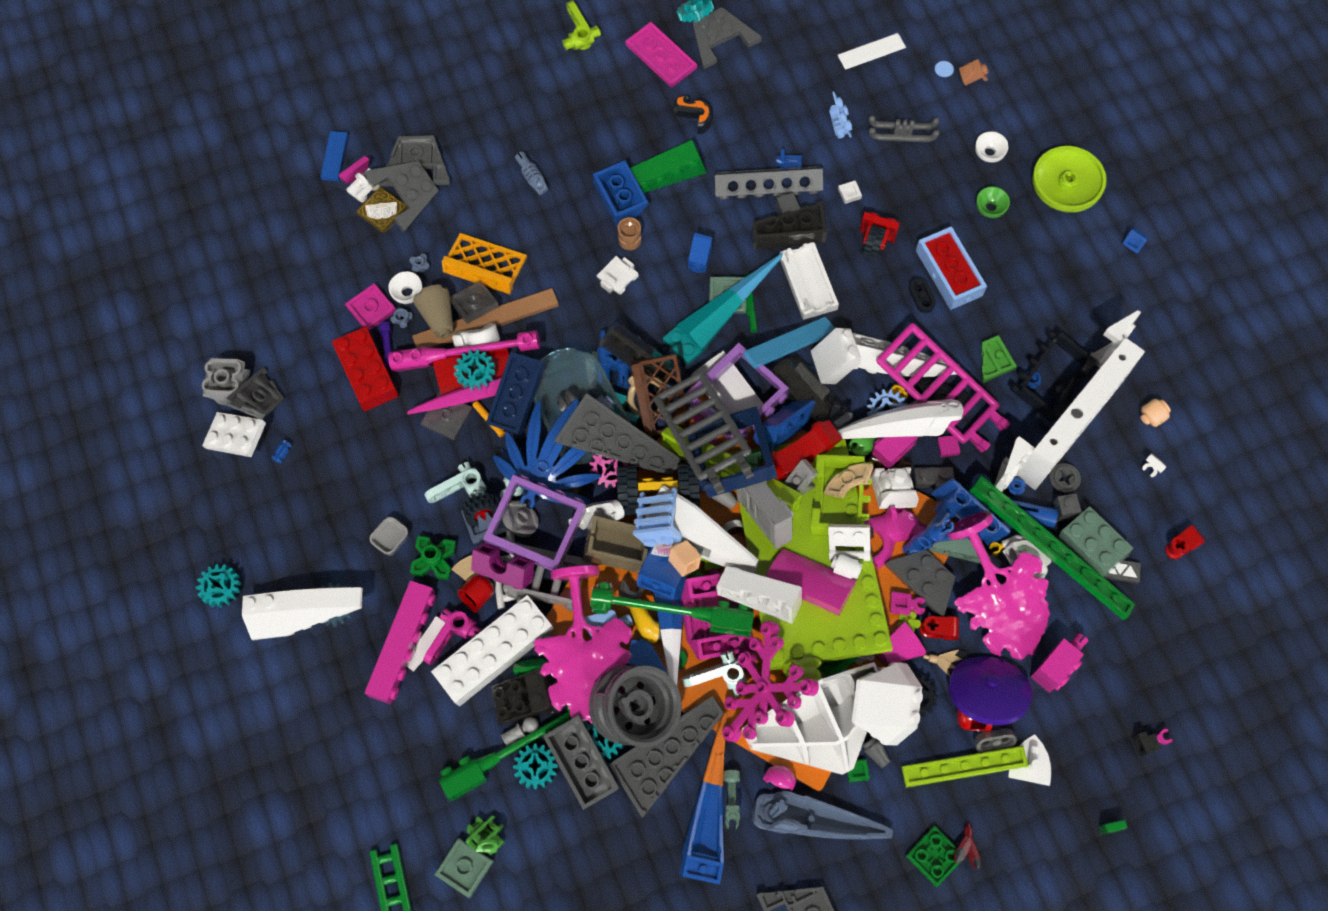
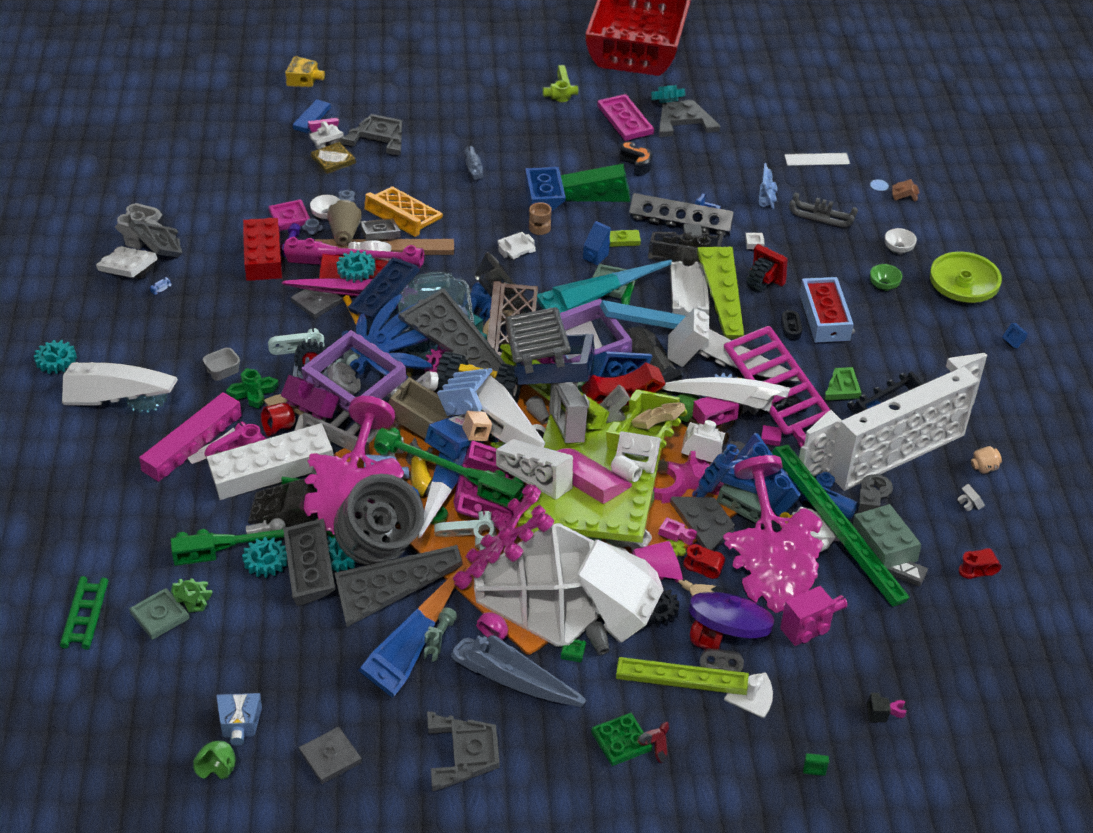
camera: 15 degrees right, 25 degrees down
(300, 96) = (303, 72): none -> yellow torso
(412, 186) = (365, 143): dark grey wing -> none
(719, 228) = (625, 238): none -> lime plate
(838, 260) = (722, 281): none -> lime wing

